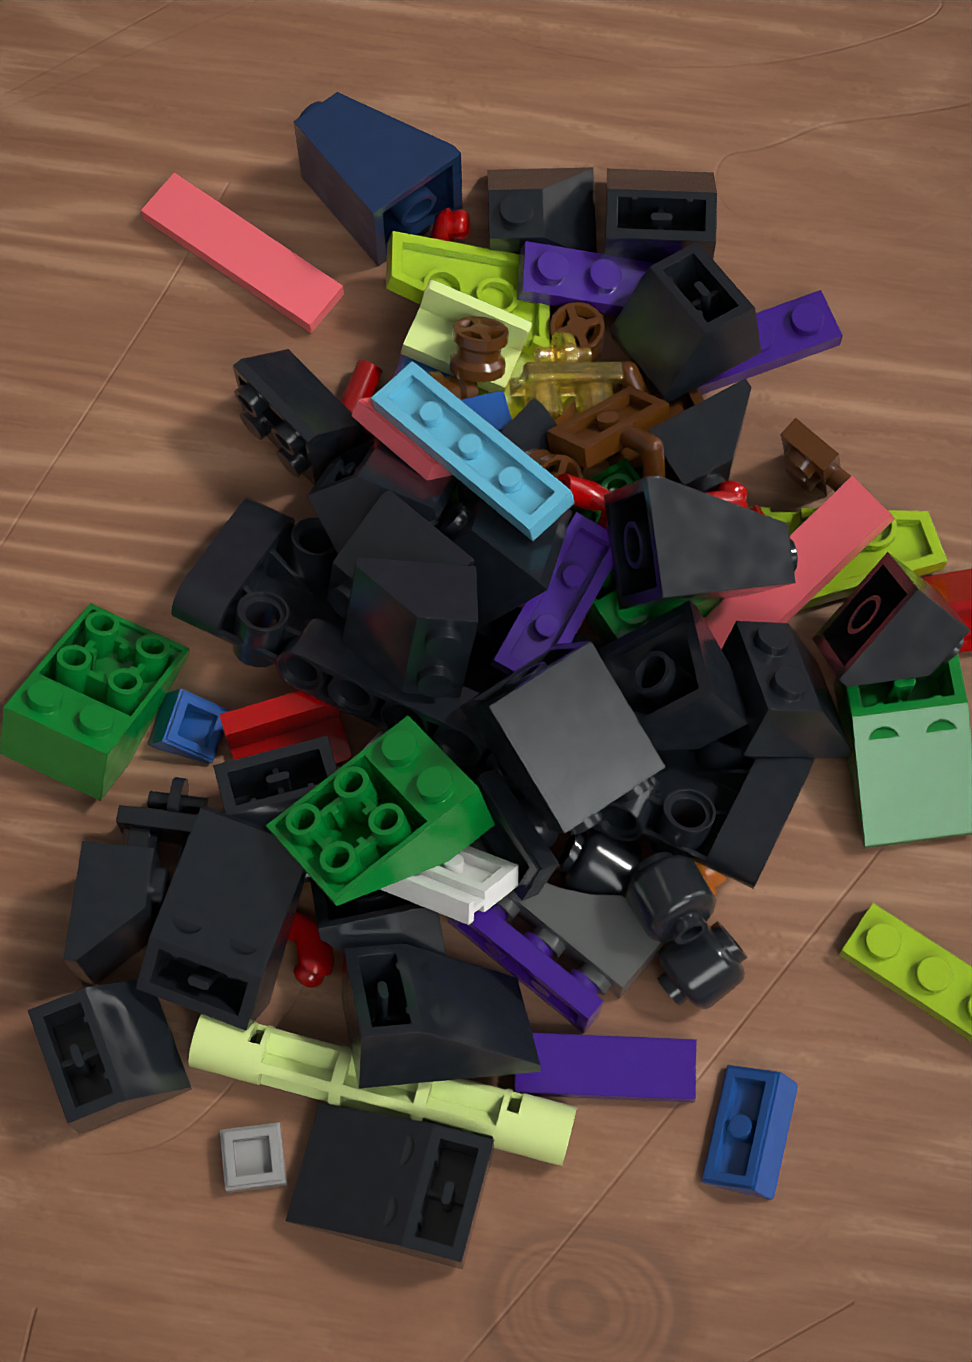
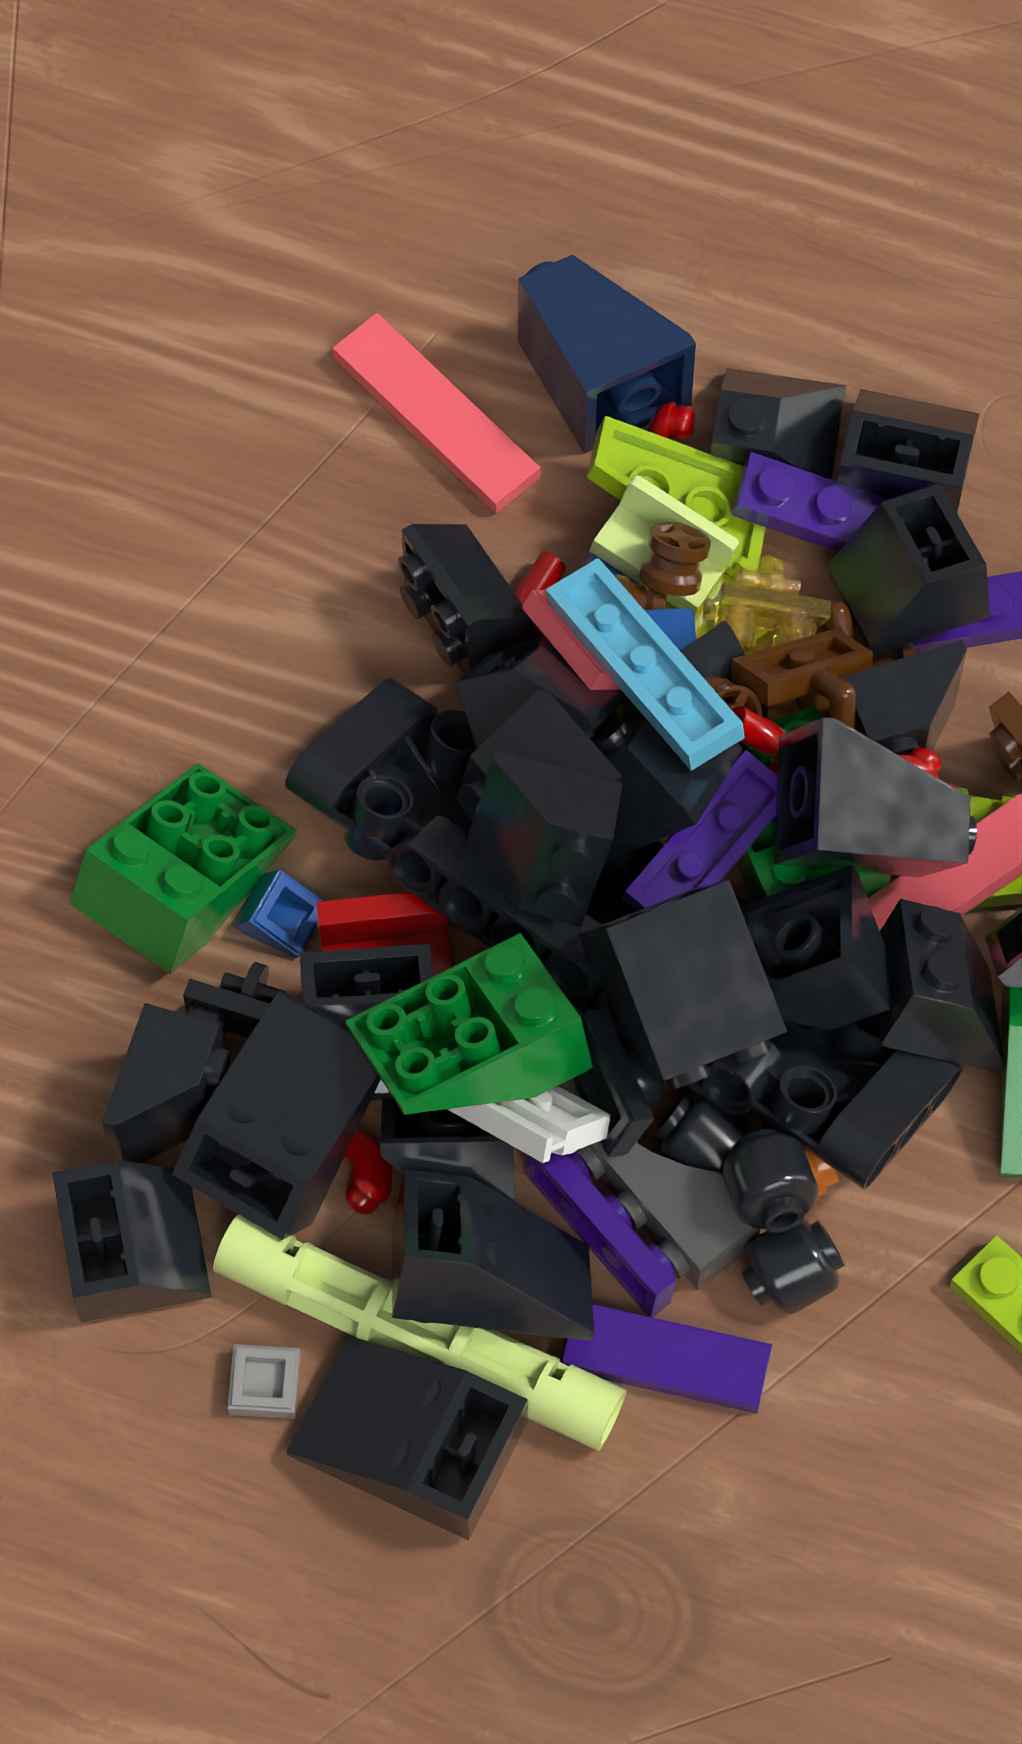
camera: 10 degrees right, 5 degrees down
(584, 324) = (799, 555): reddish brown wheel -> none
(750, 1131) = (813, 1454): blue slope -> none

